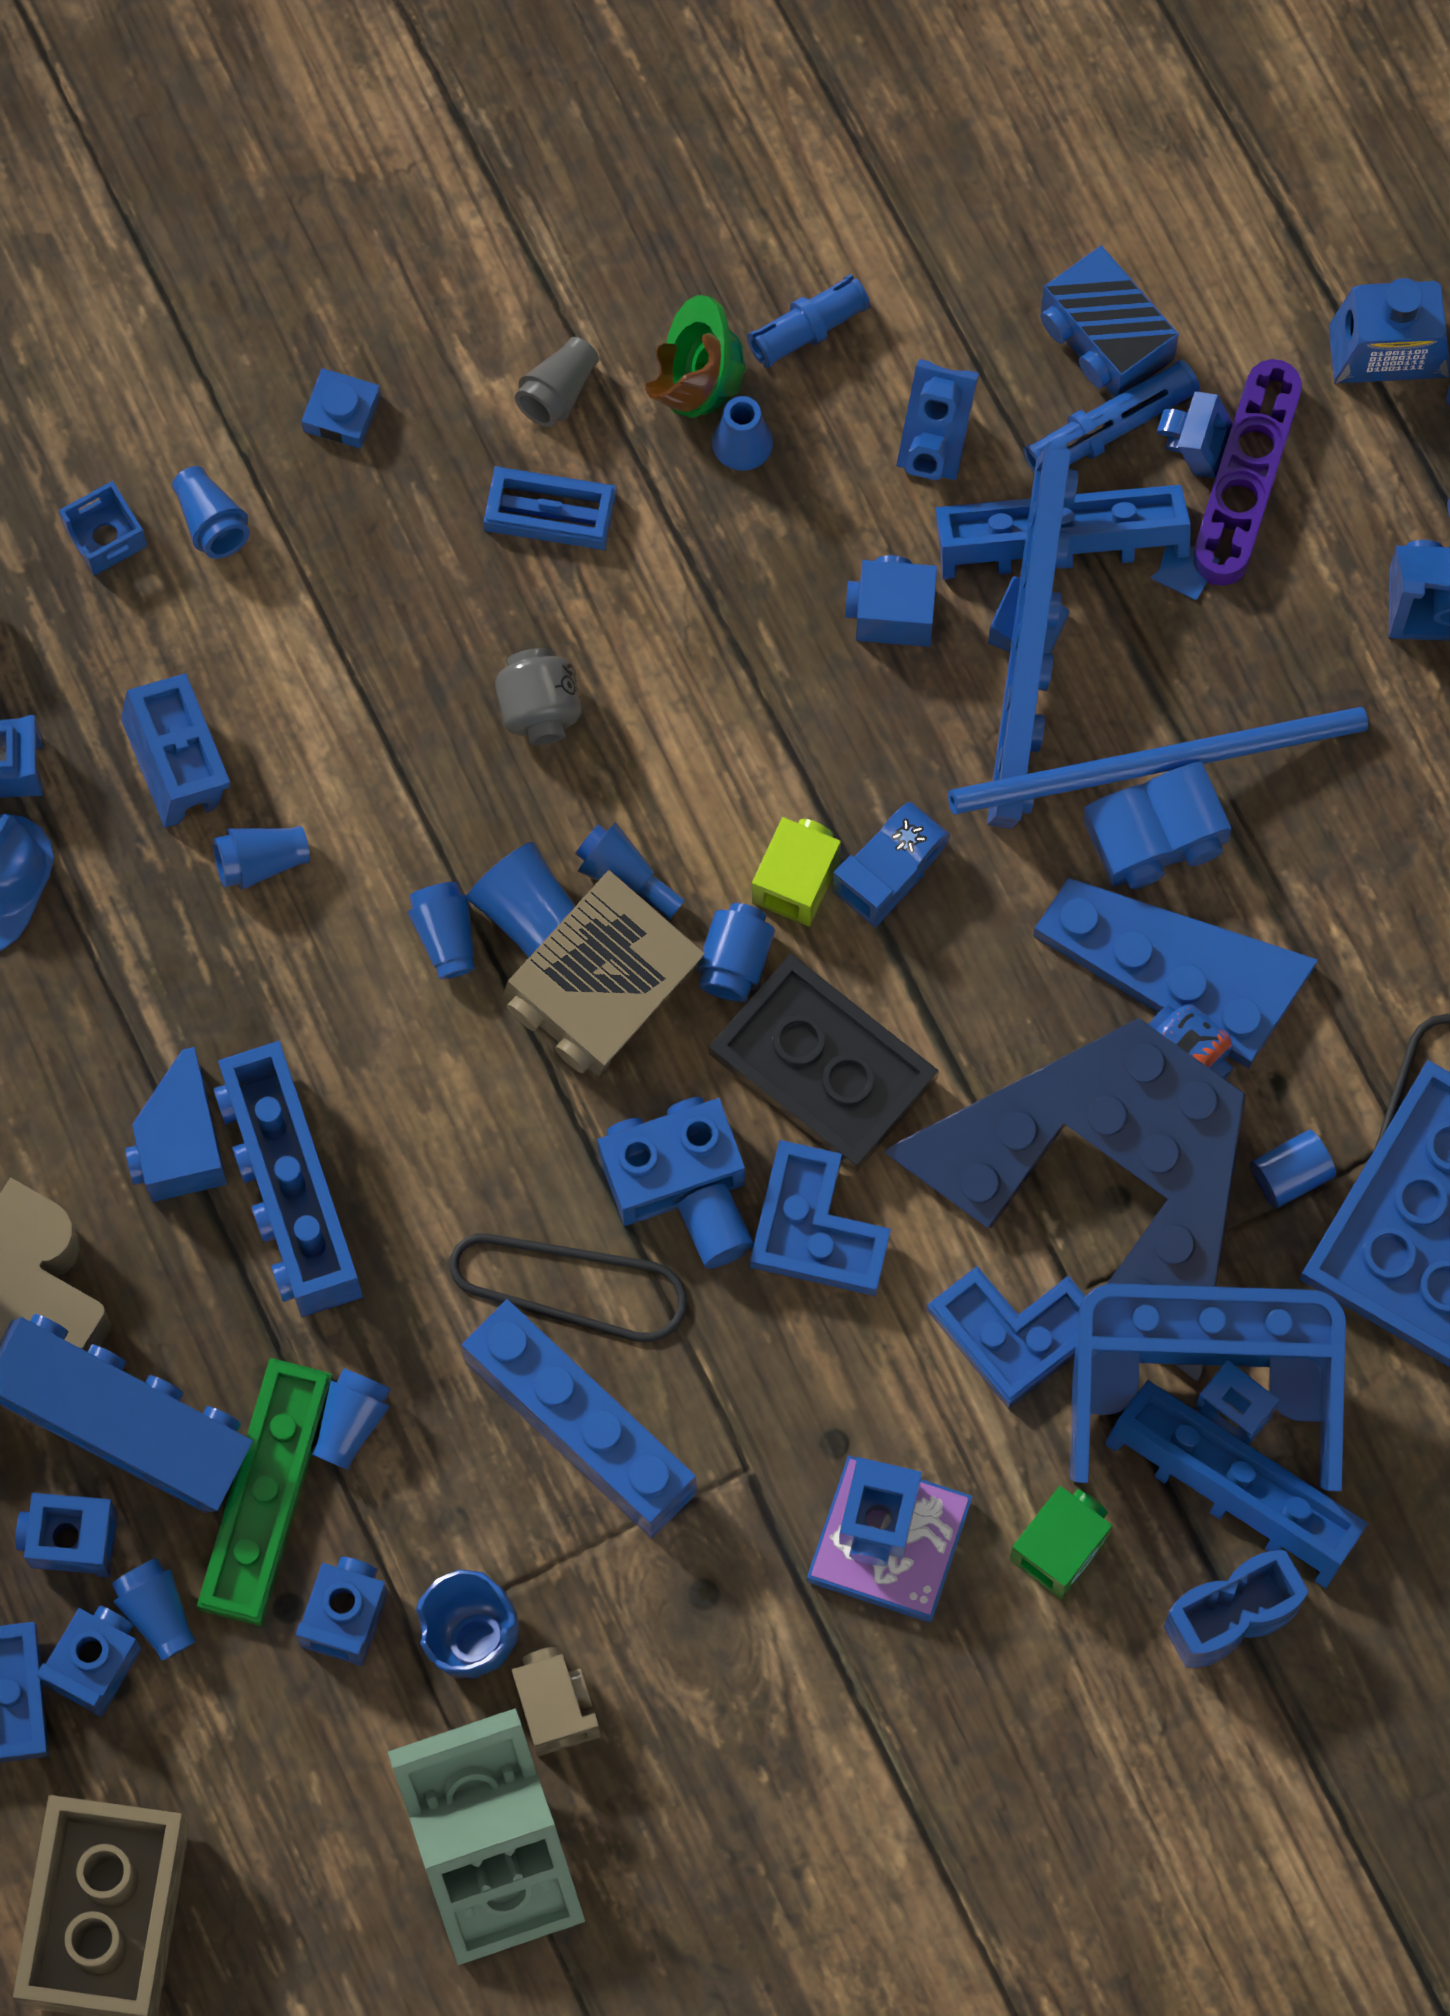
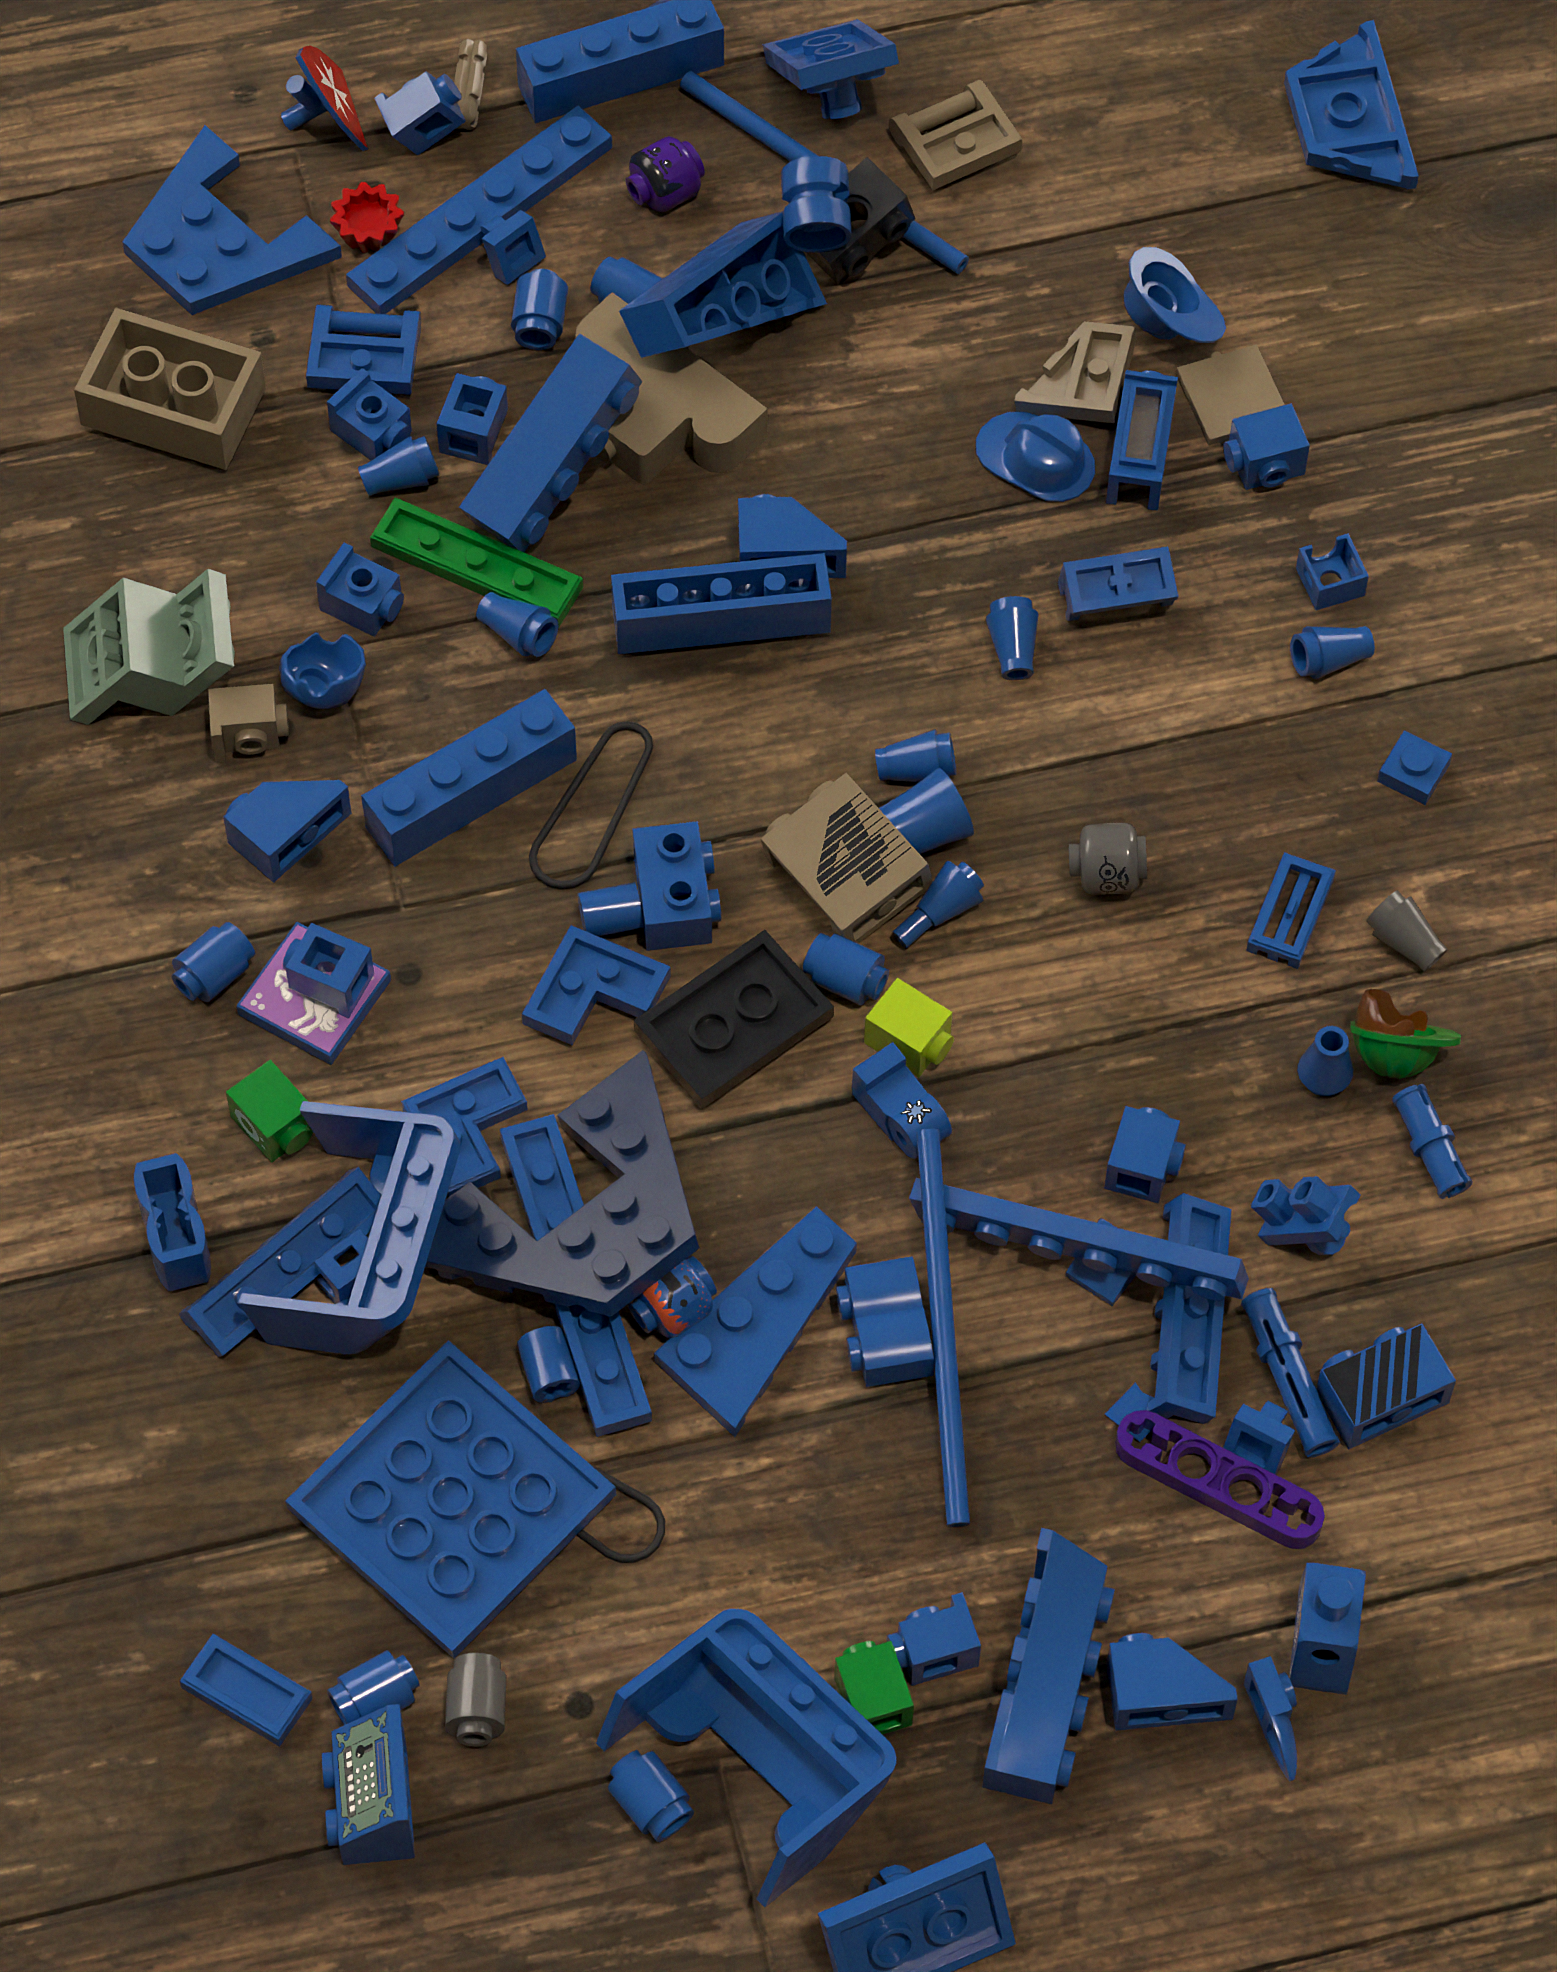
camera: 100 degrees right, 10 degrees down
(683, 1624) = (284, 821): none -> blue slope
(885, 1658) = (212, 962): none -> blue brick
(1118, 1201) = (594, 1340): none -> blue plate

